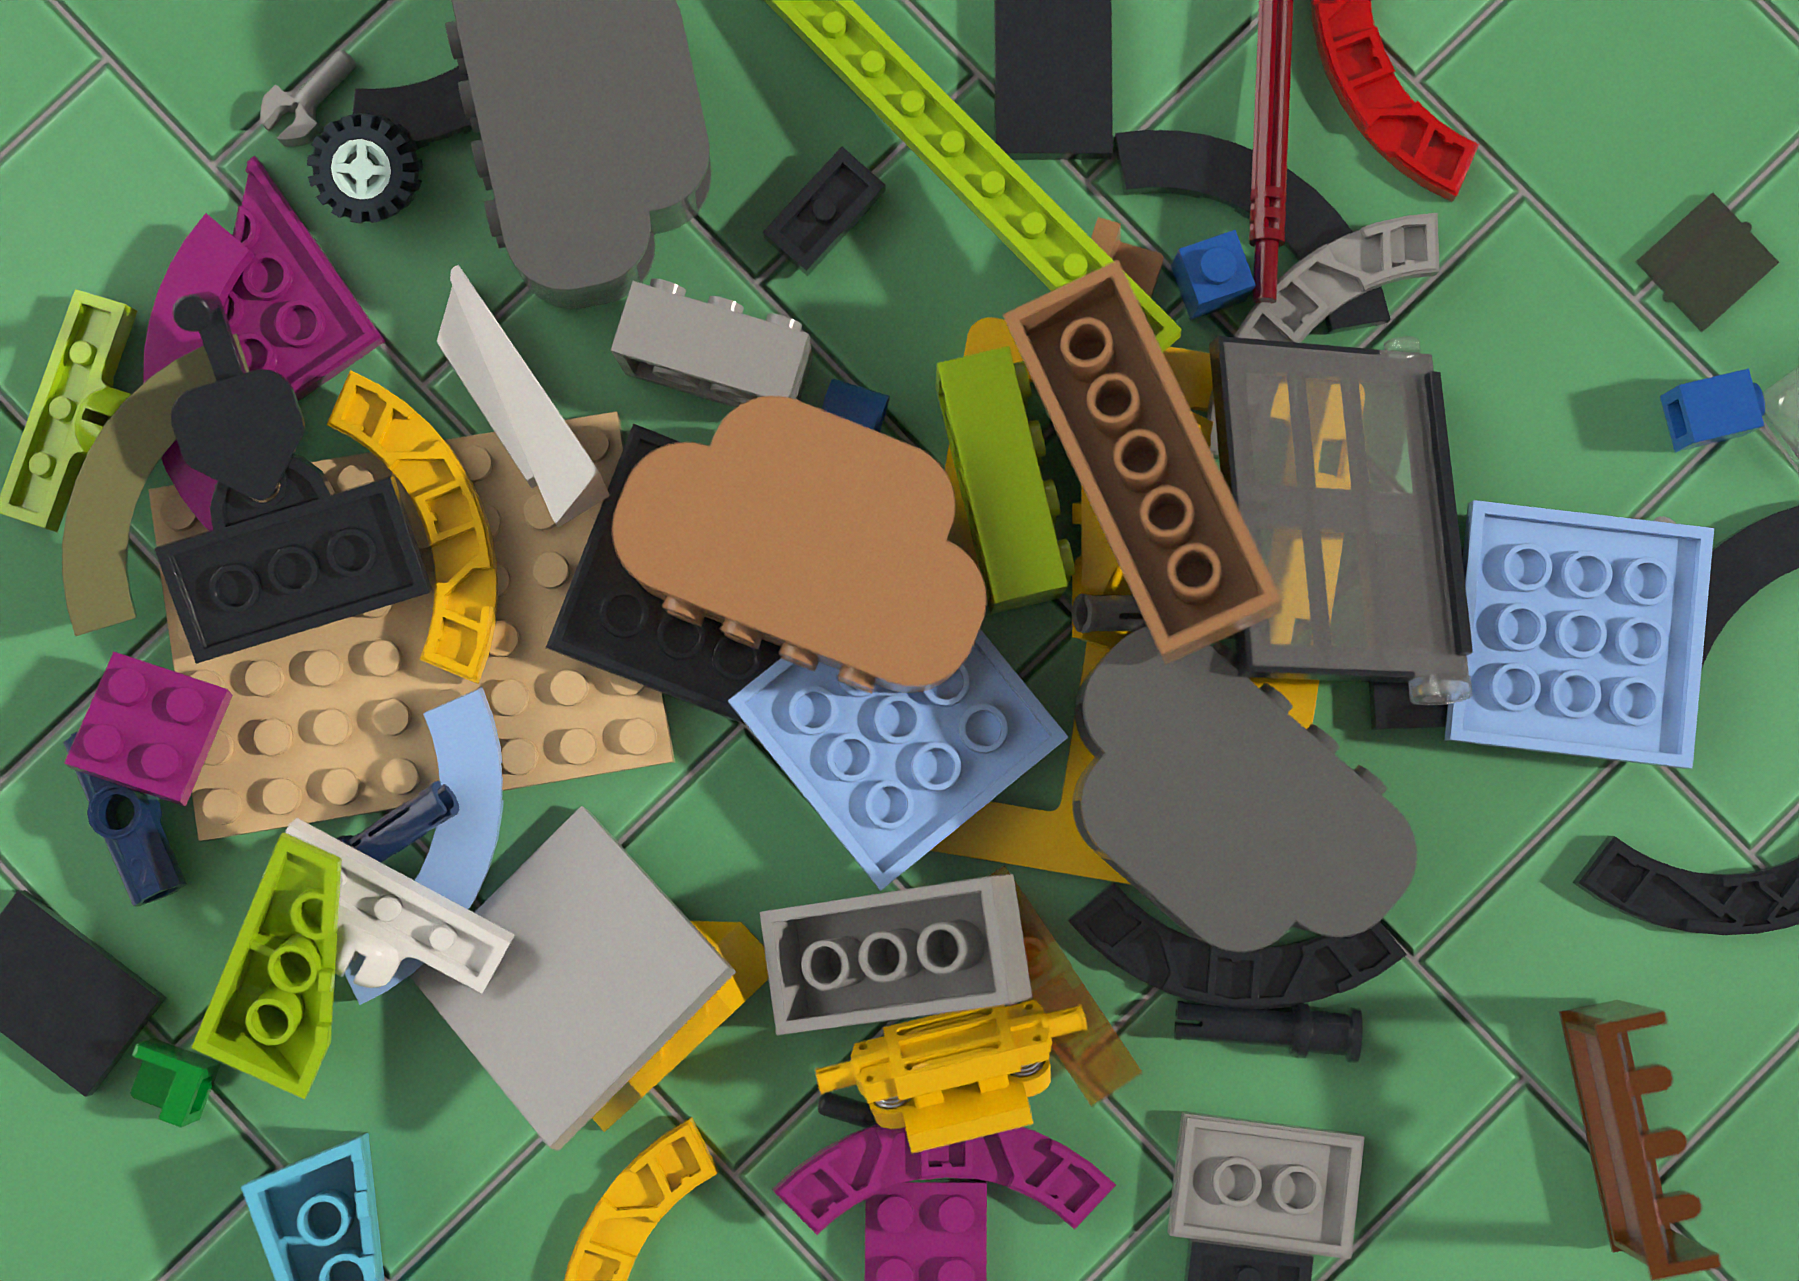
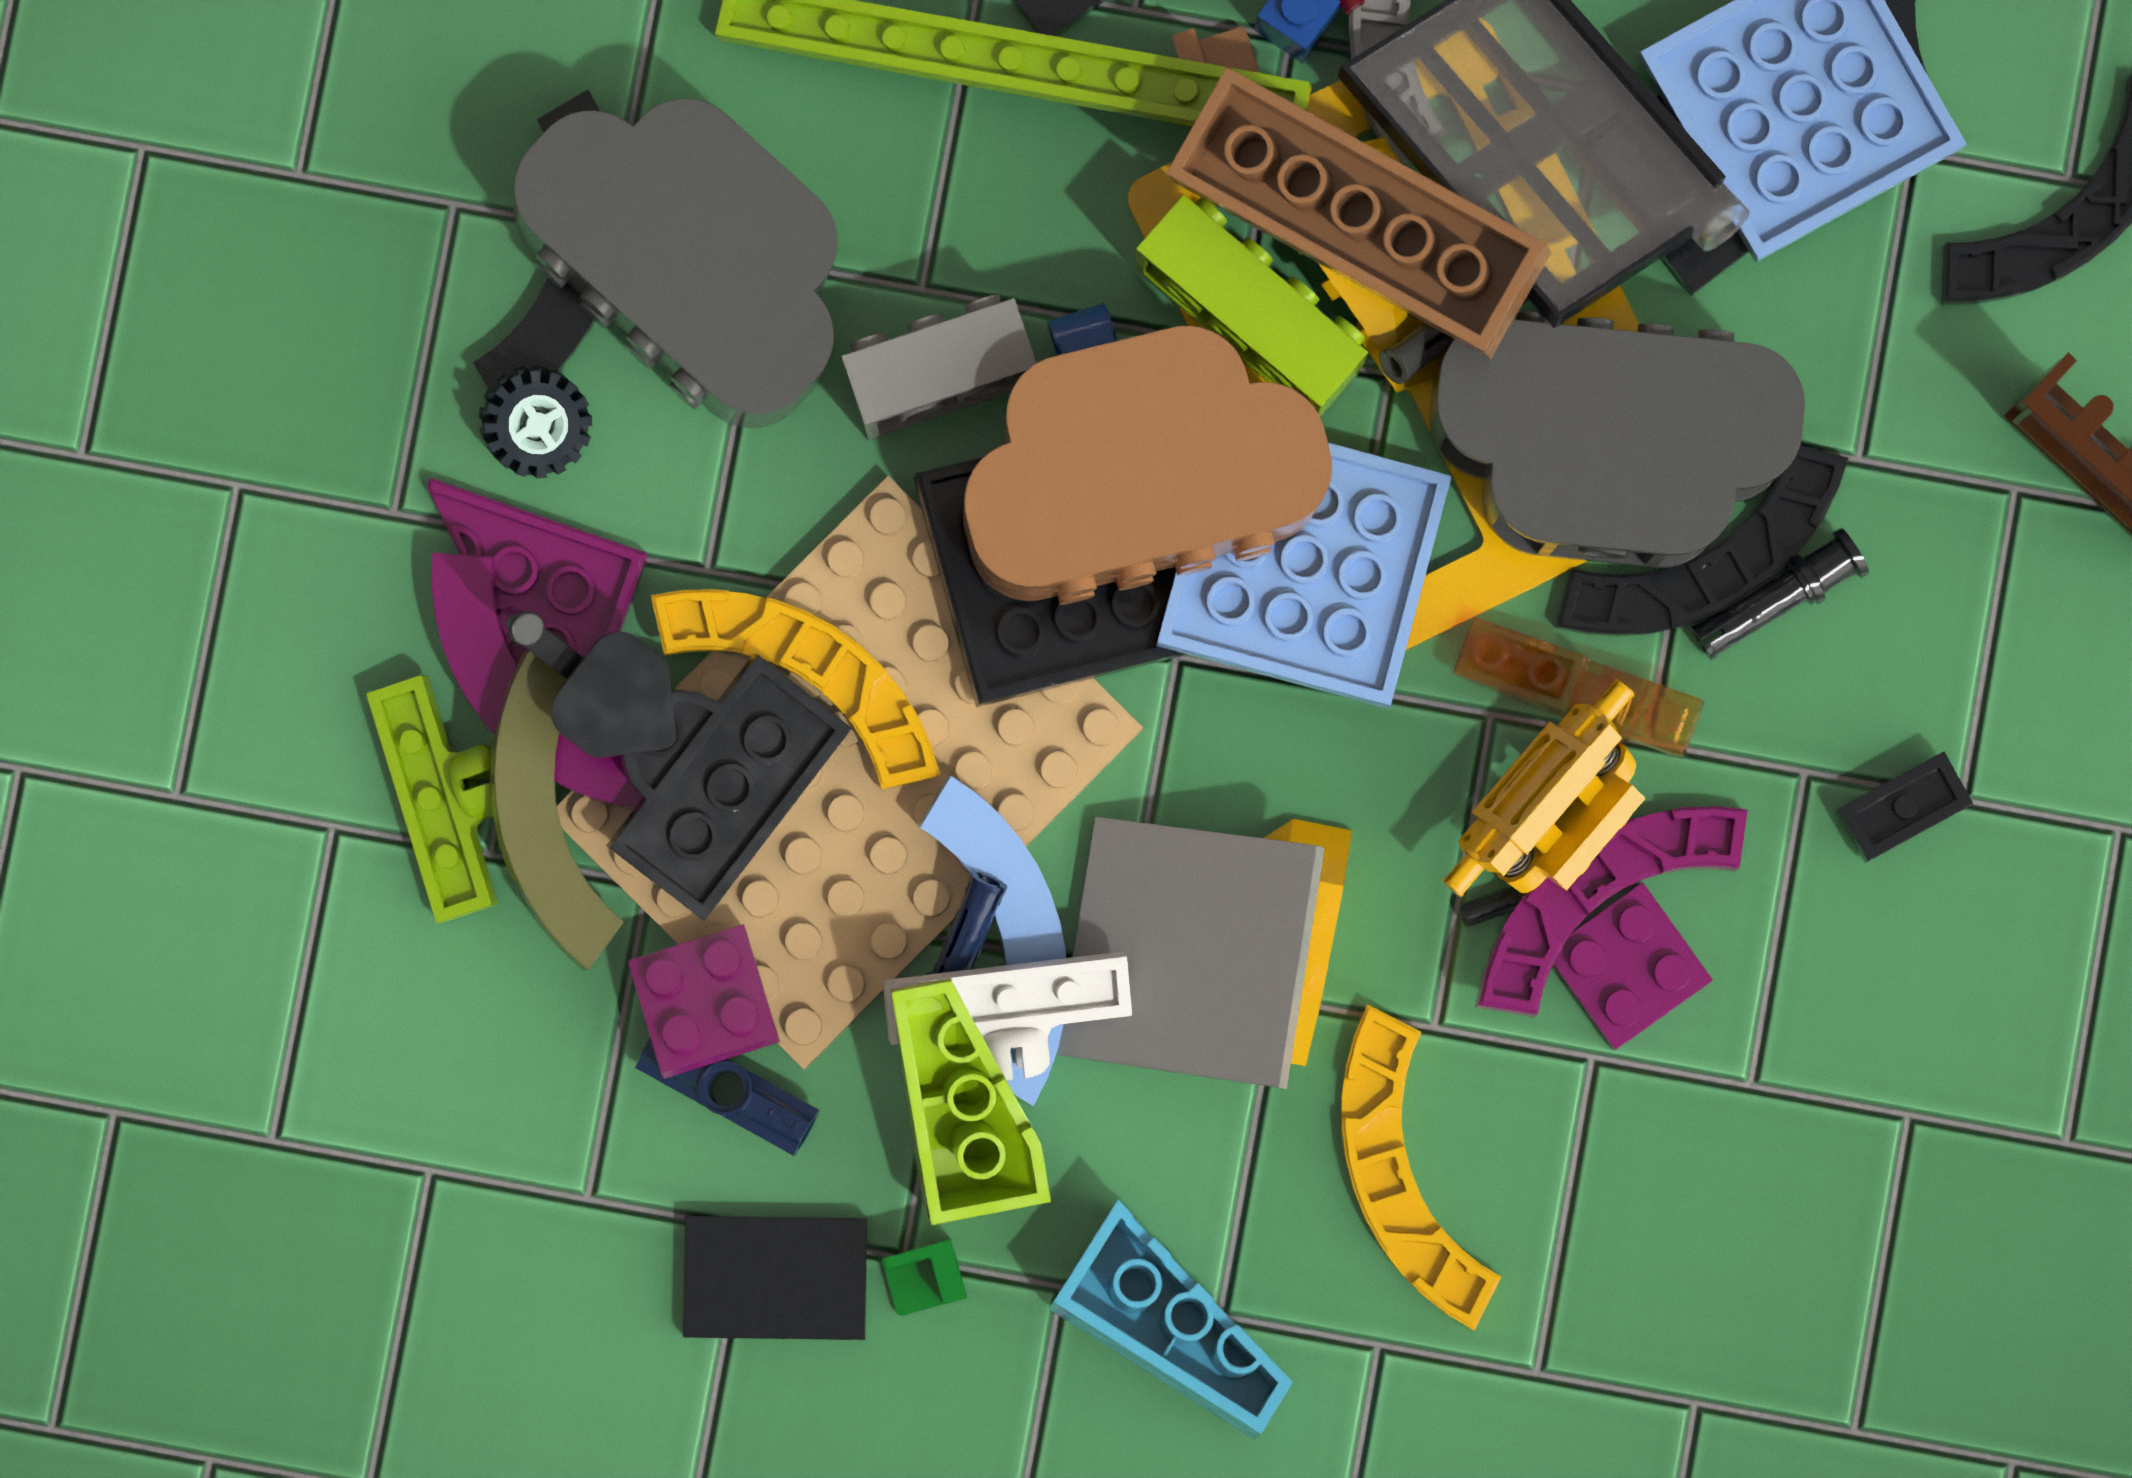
camera: 40 degrees left, 0 degrees up
(305, 101) = (436, 400): light grey bar -> none
(517, 405) = (808, 524): white wedge -> none
(824, 211) = (938, 188): black plate -> none
(896, 955) = (1439, 745): light grey brick -> none
(1266, 1185) = (1867, 724): light grey tile -> none

